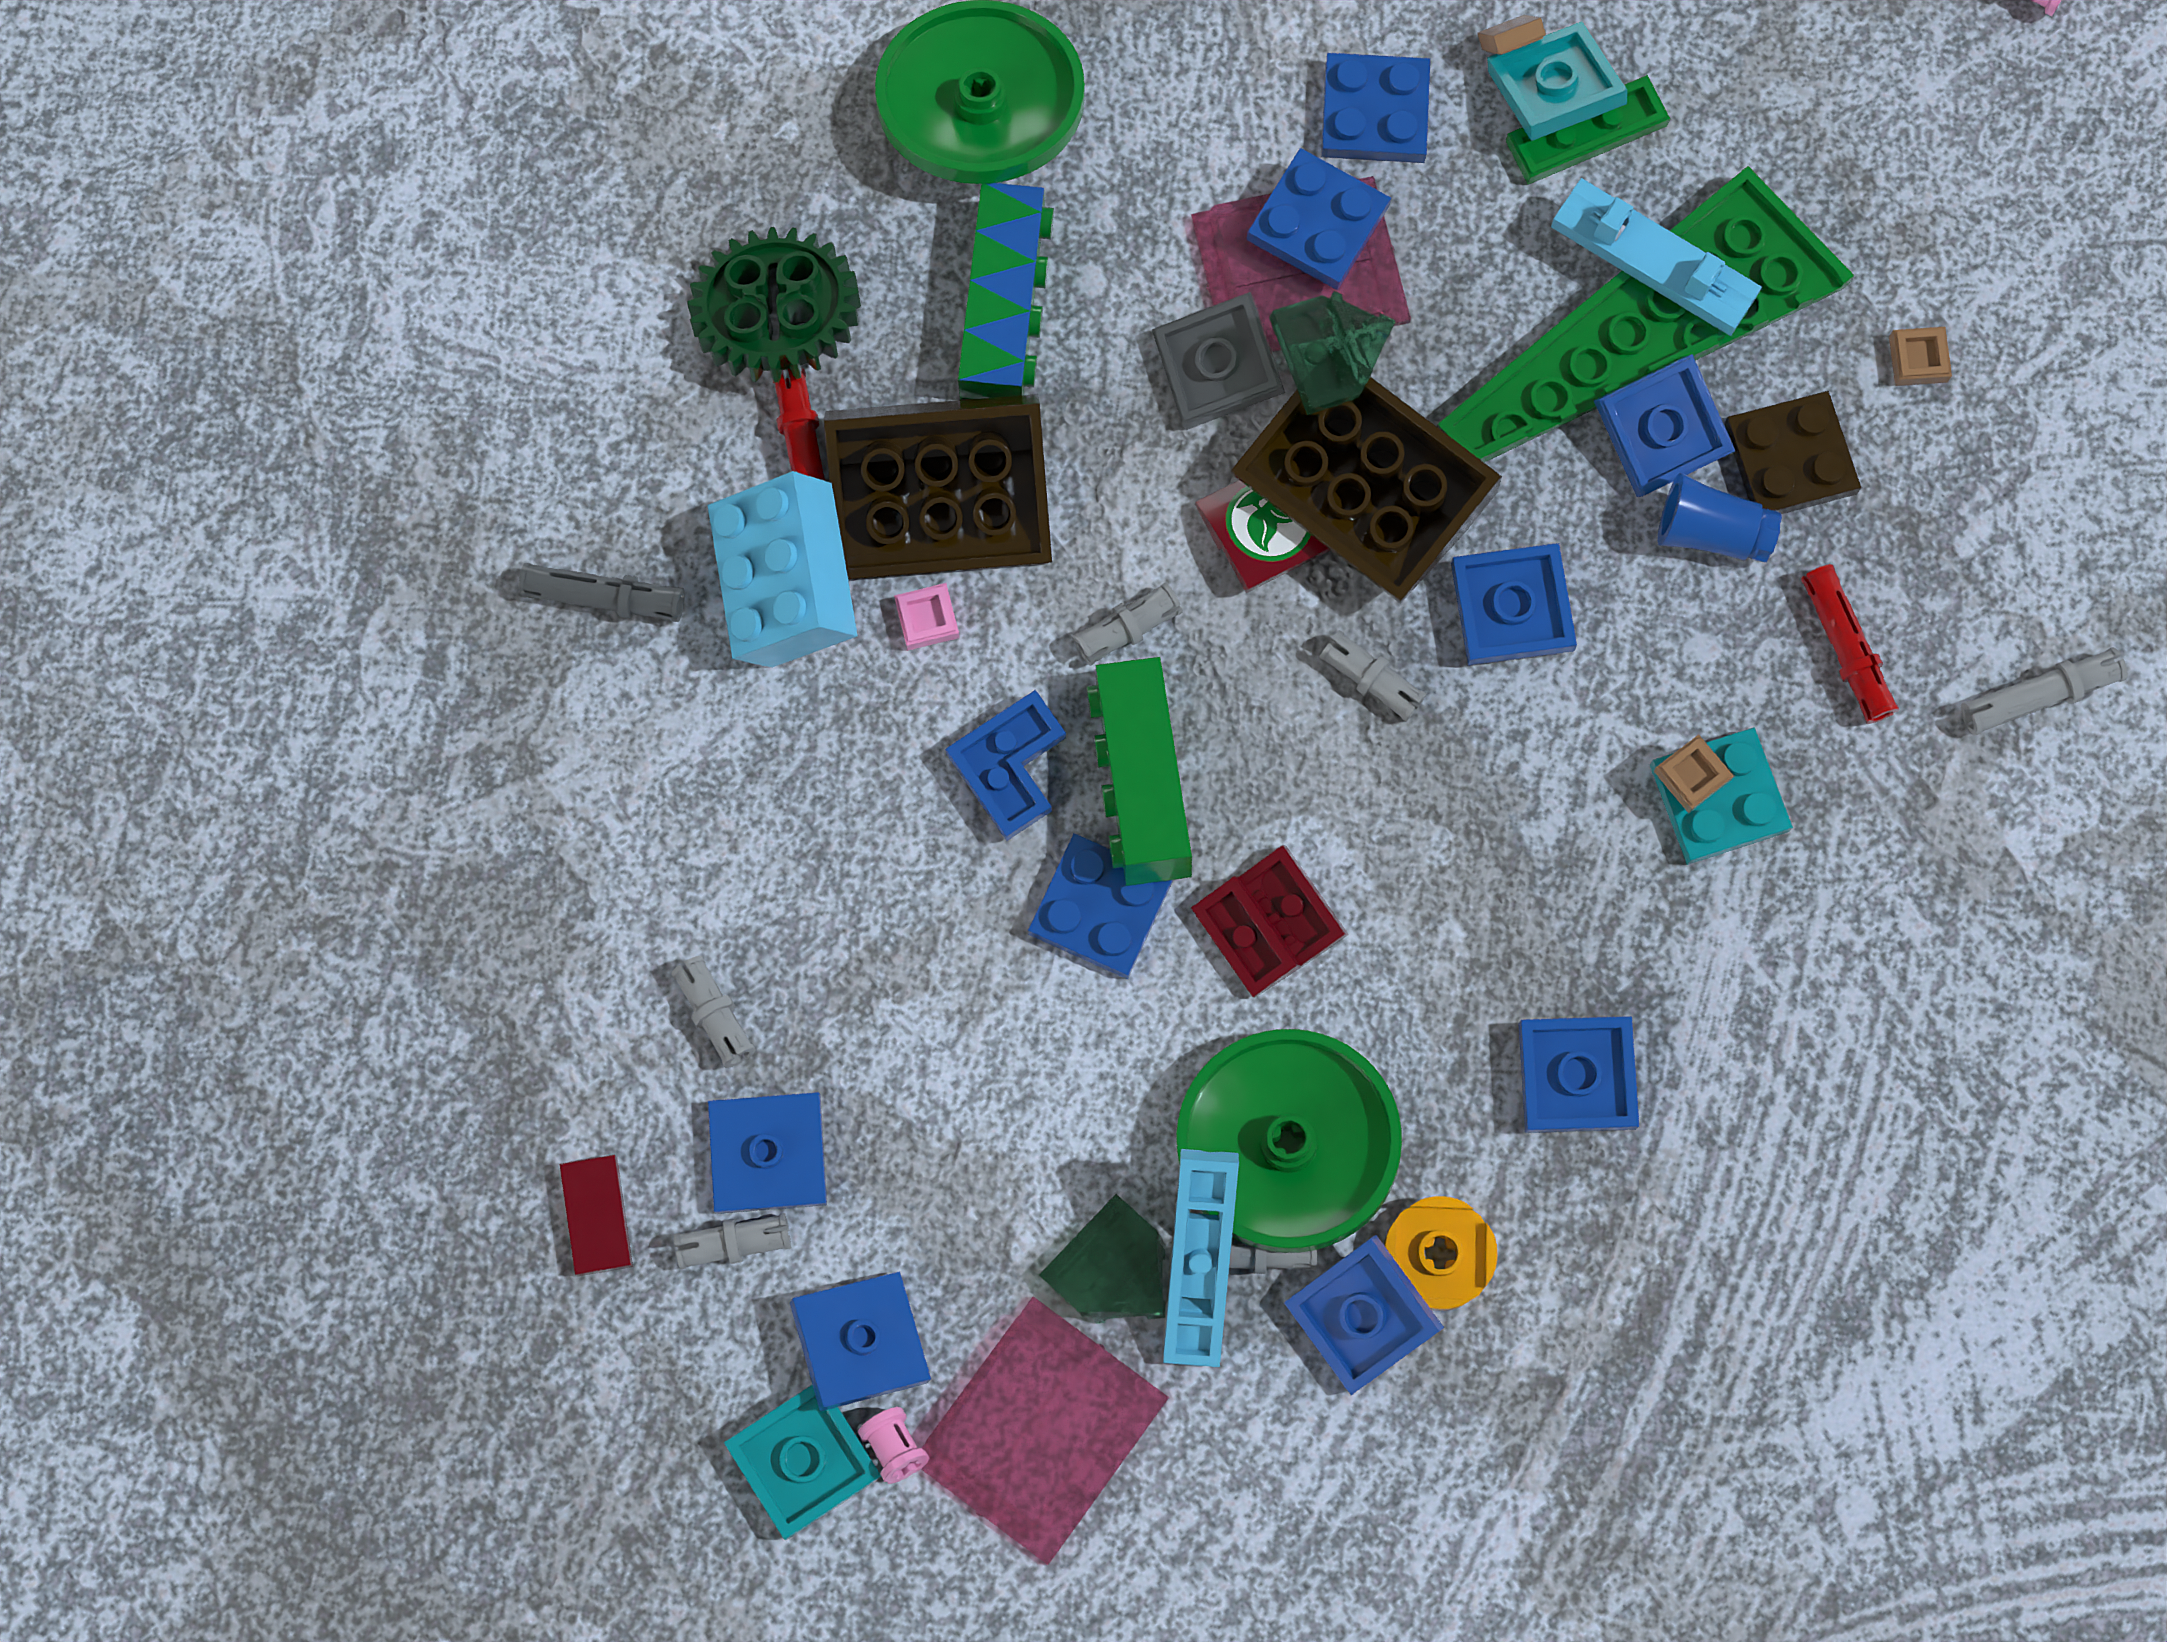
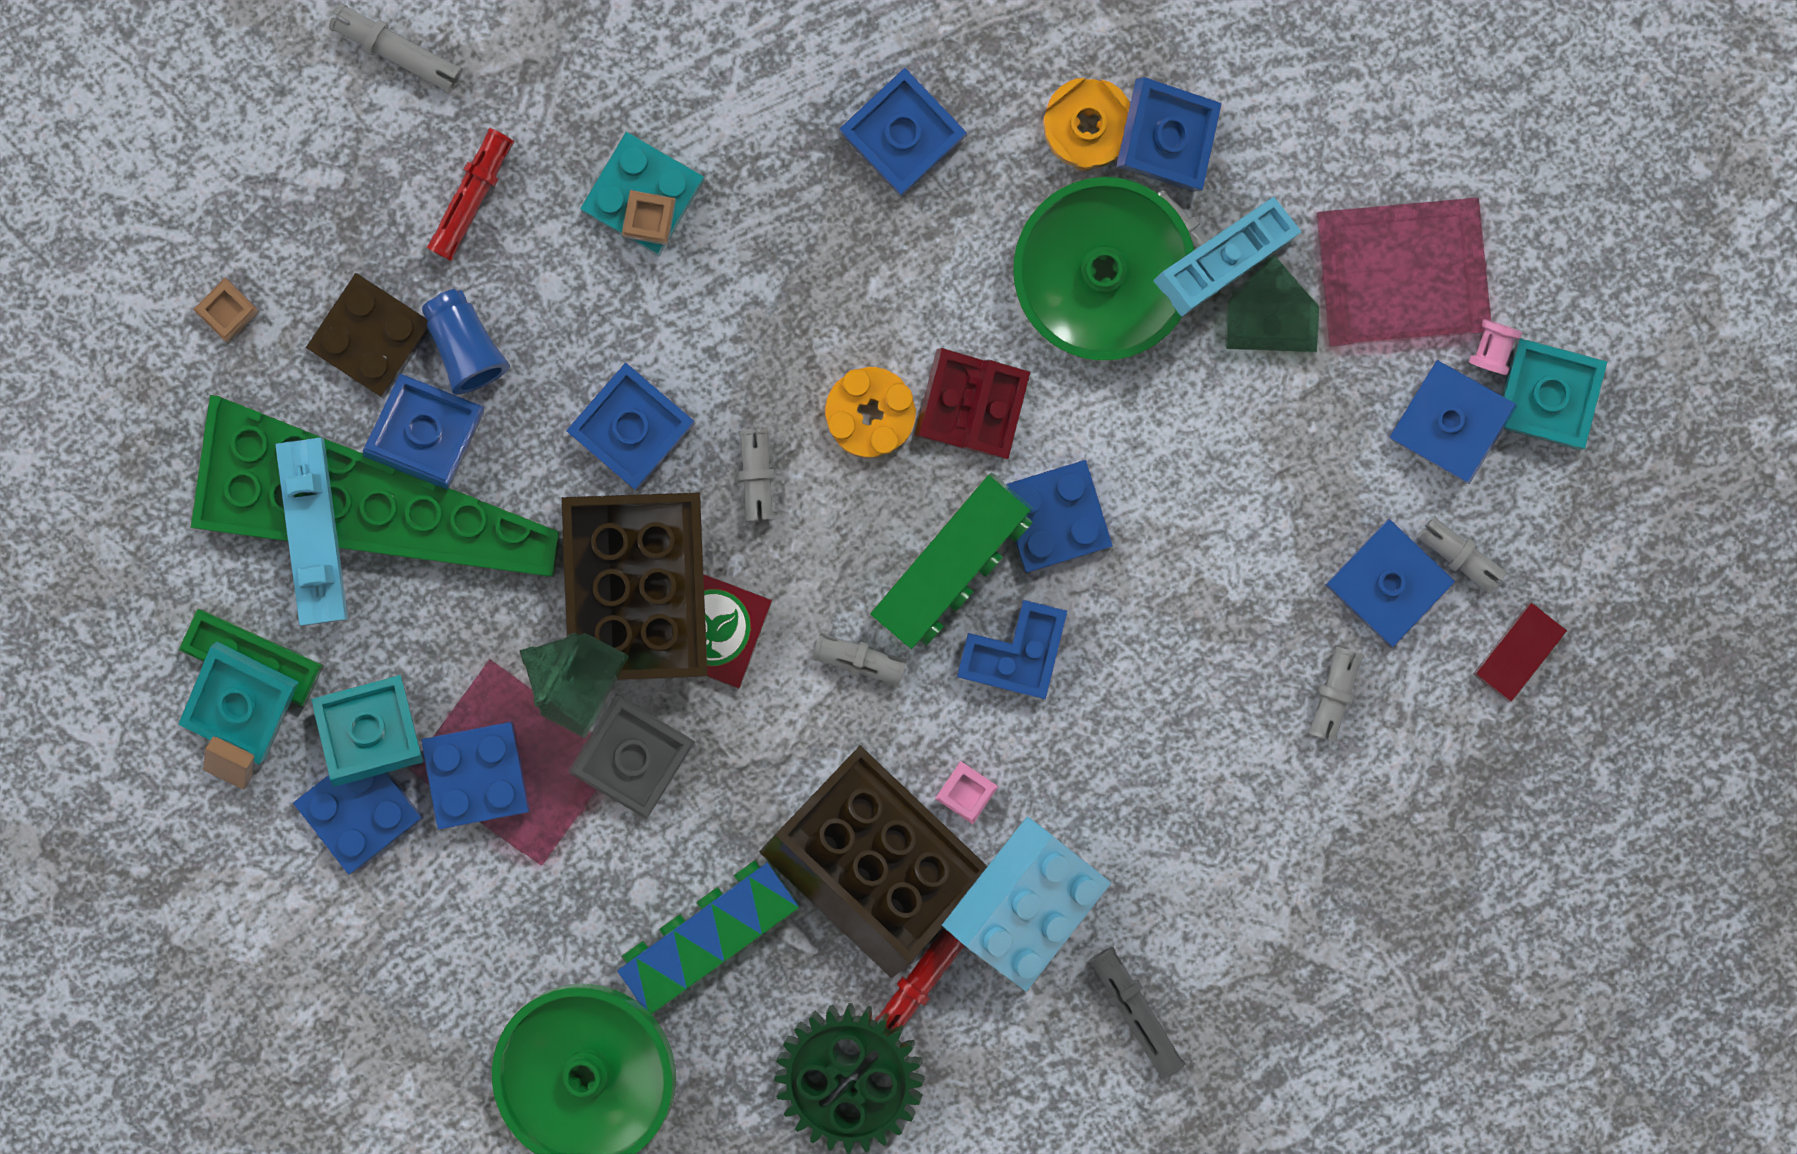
camera: 135 degrees left, 10 degrees up
(1351, 794) = (882, 435): none -> light orange plate
(1438, 161) = (367, 730): none -> teal plate

